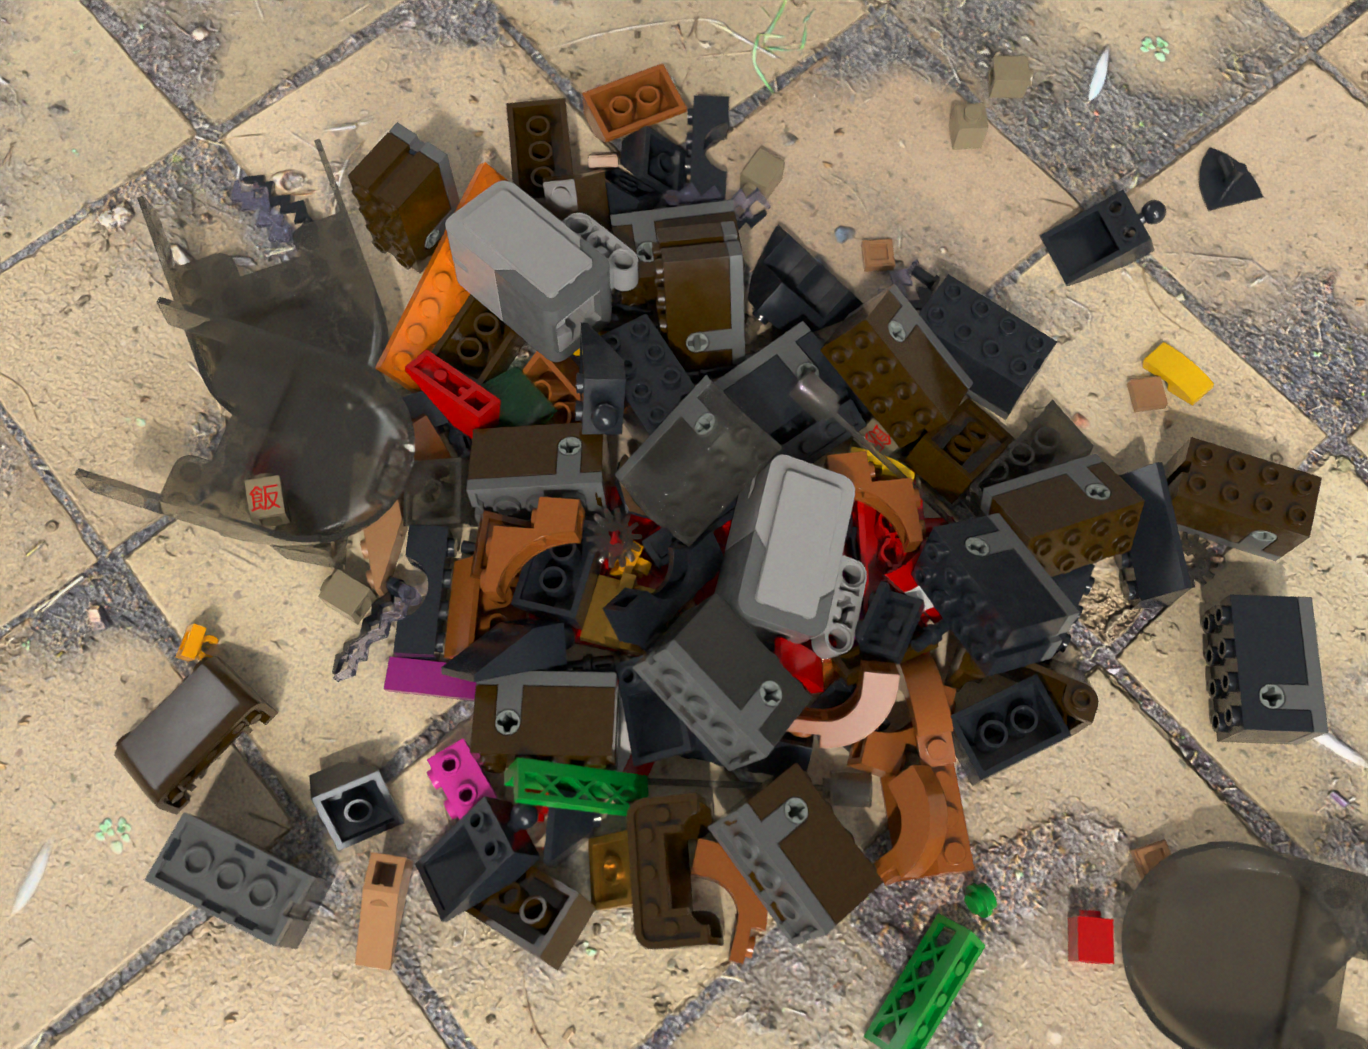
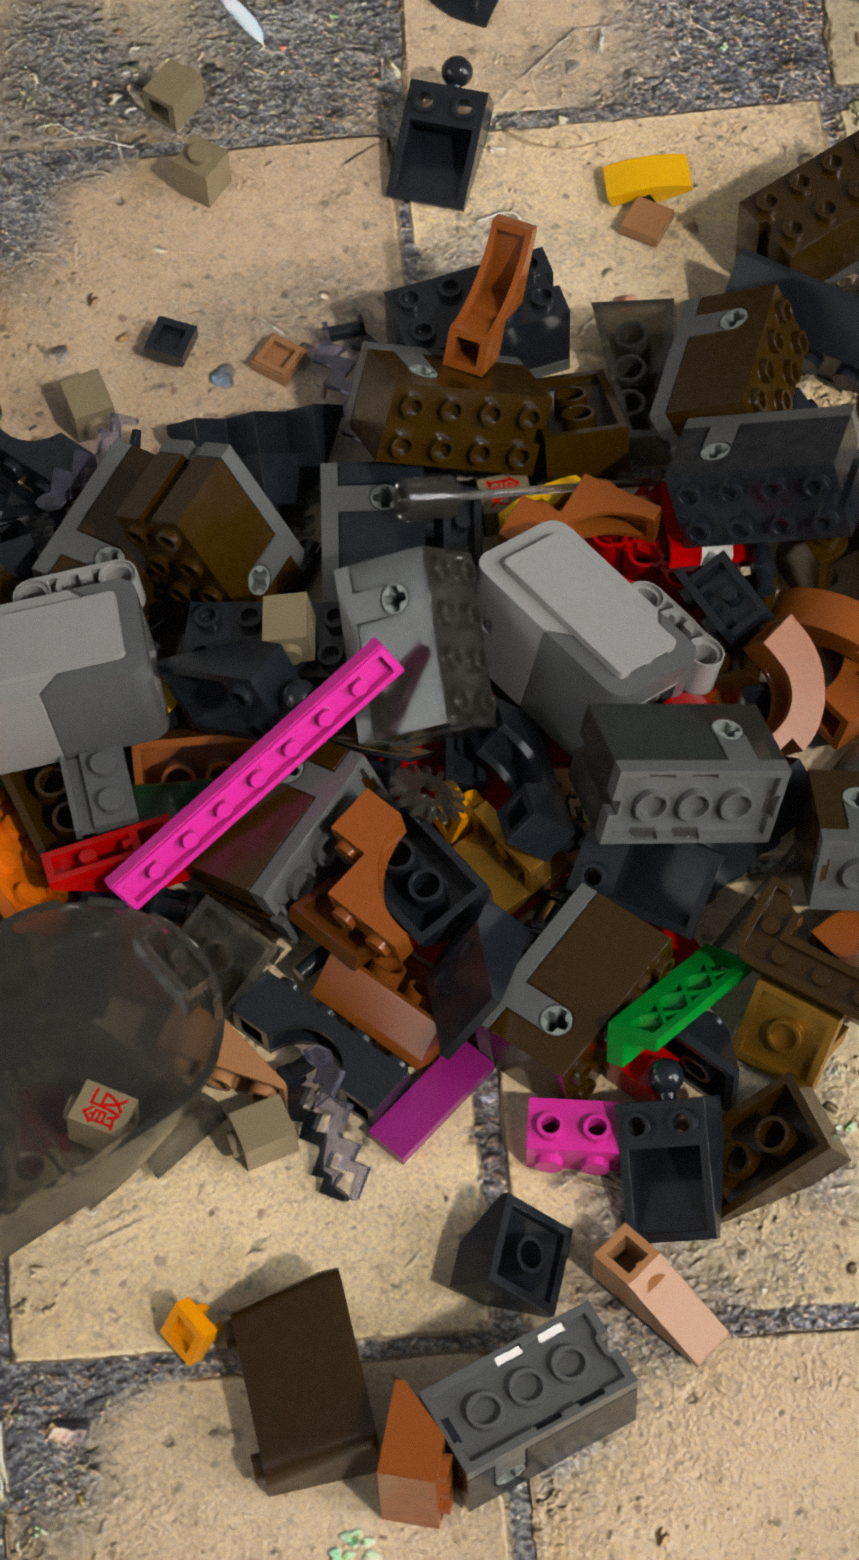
camera: 50 degrees left, 10 degrees down
(143, 833) = (413, 1464): none -> dark orange slope
(492, 353) = (99, 791): none -> dark grey plate
(546, 429) = (254, 774): none -> dark pink tile
(651, 378) = (292, 623): none -> dark tan brick
(840, 189) = (171, 341): none -> black plate
(995, 335) = (496, 293): none -> dark orange arch

